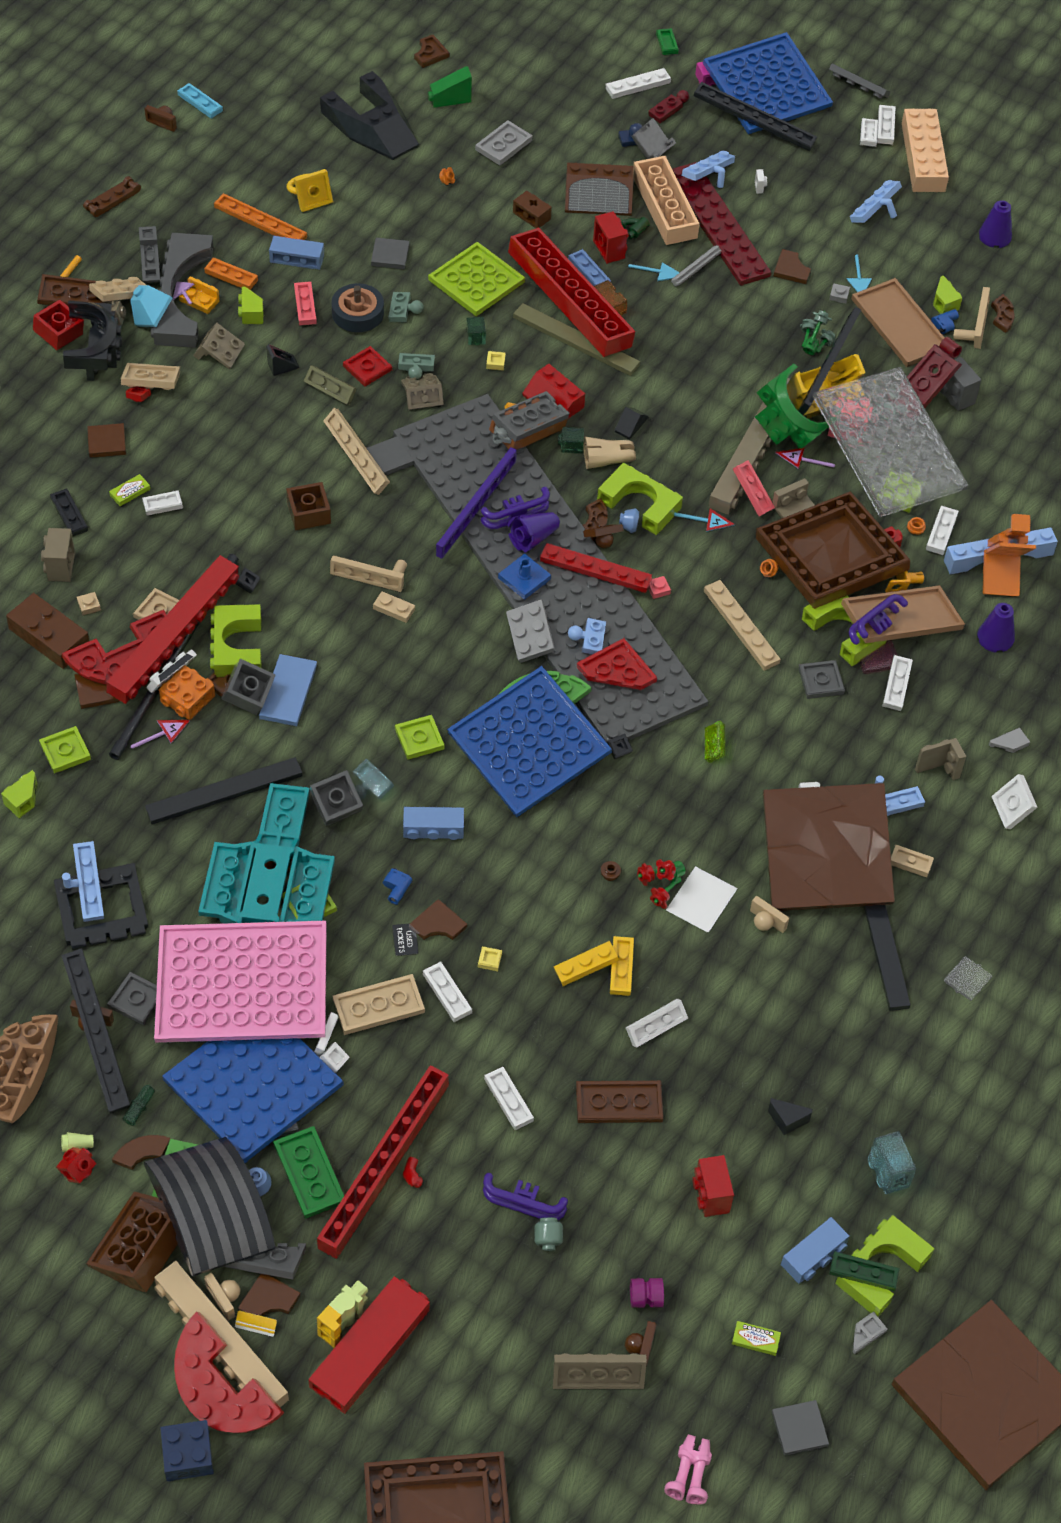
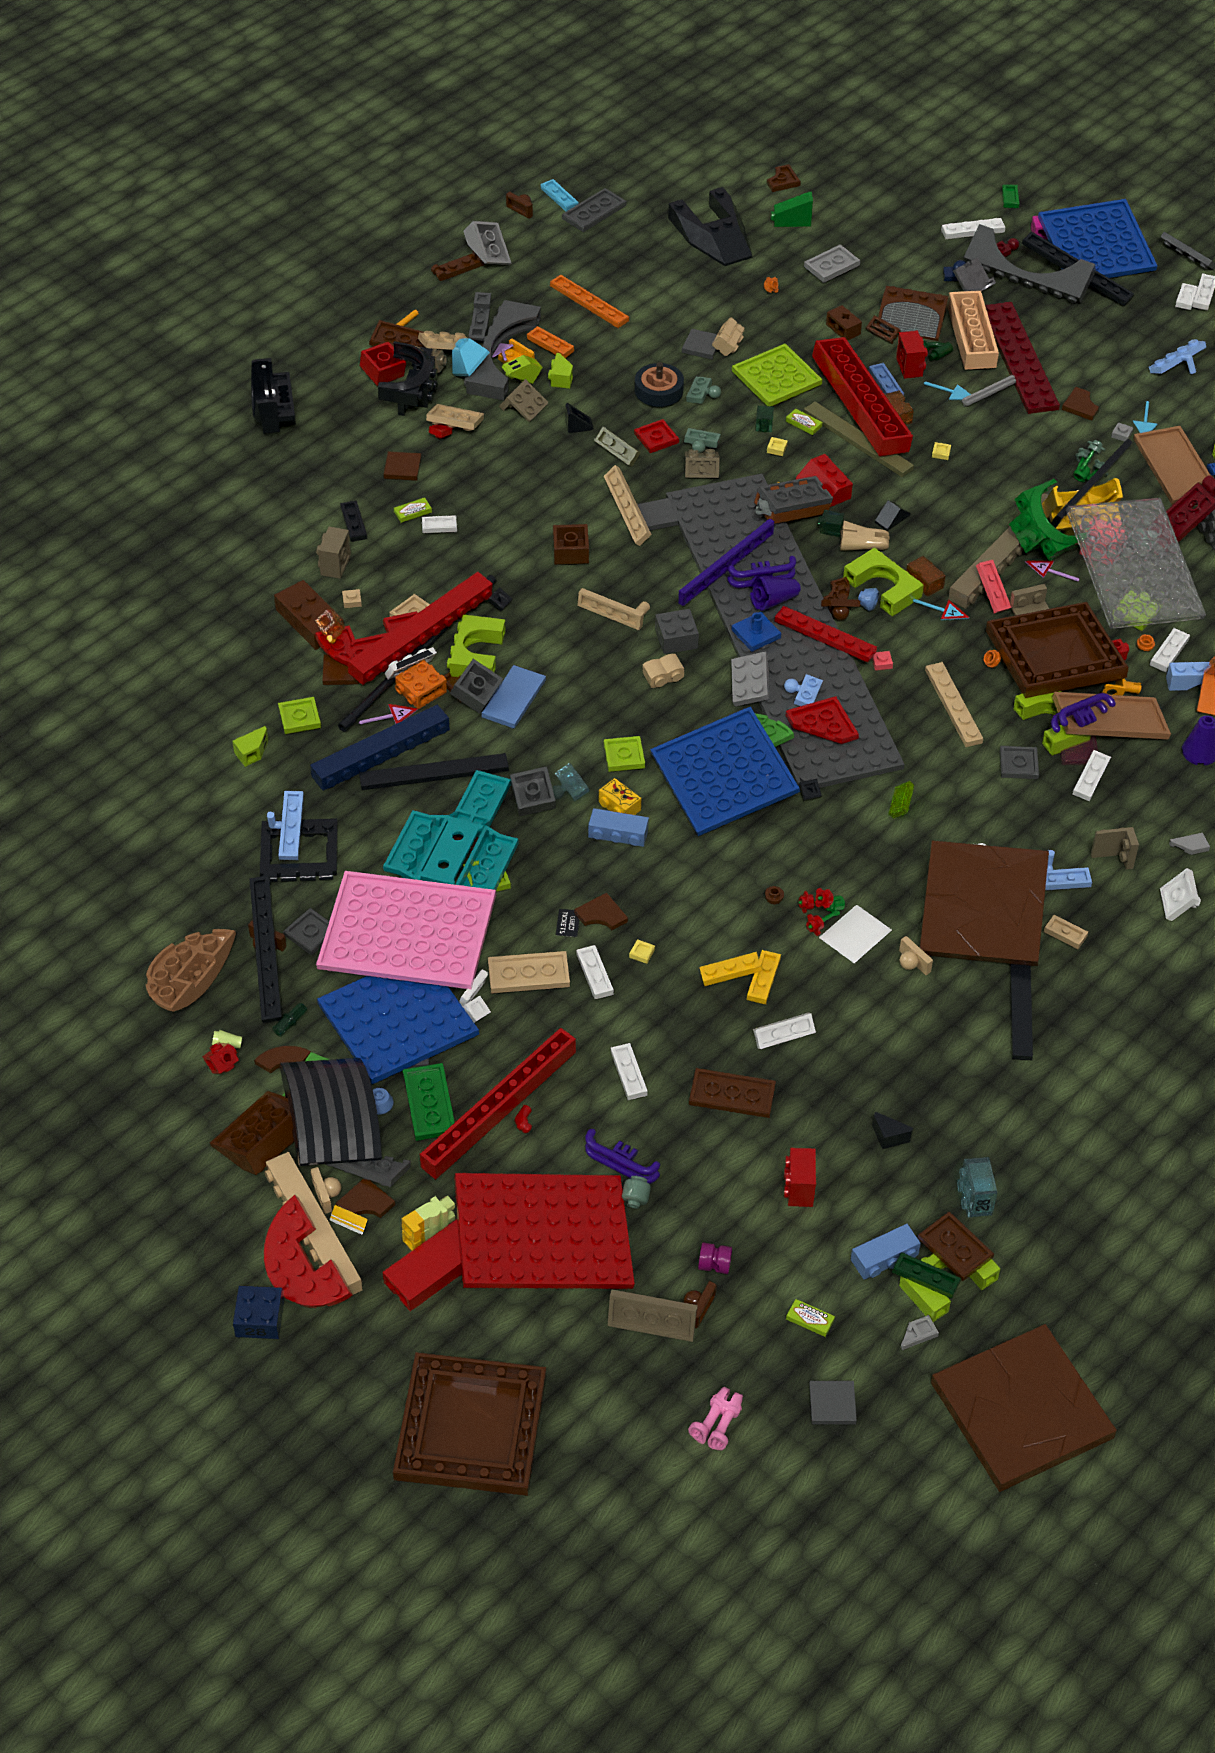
camera: 15 degrees right, 5 degrees down
(78, 643) = (330, 624): none -> clear orange piece
(138, 168) = (487, 242): none -> light grey slope
(160, 773) = (379, 747): none -> dark blue brick
(211, 310) = (523, 368): none -> lime slope
(240, 113) = (594, 210): none -> dark grey tile
(296, 252) = (615, 332): medium blue brick -> none
(305, 303) = (612, 375): coral plate -> none
(311, 189) = (641, 280): yellow tile -> none
(394, 607) = (629, 641): tan plate -> none
(398, 883) = (573, 873): blue piece -> none
(417, 242) = (728, 337): none -> tan brick
(427, 790) = (619, 798): none -> yellow brick
(438, 635) = (663, 670): none -> tan brick
(441, 588) = (676, 631): none -> dark grey brick
(463, 1299) = (543, 1231): none -> red plate
(516, 327) = (804, 421): none -> lime tile
(585, 216) = (889, 339): none -> reddish brown tile
(663, 340) = (941, 451): none -> light yellow tile
(682, 483) = (927, 574): none -> clear orange brick
(709, 165) = (1028, 304): light blue plate -> none
(749, 134) = (1066, 283): none -> dark grey arch
(760, 181) = (1069, 325): white plate -> none
(885, 1233) = (956, 1246): none -> reddish brown tile
(968, 978) = (1096, 1043): clear piece -> none

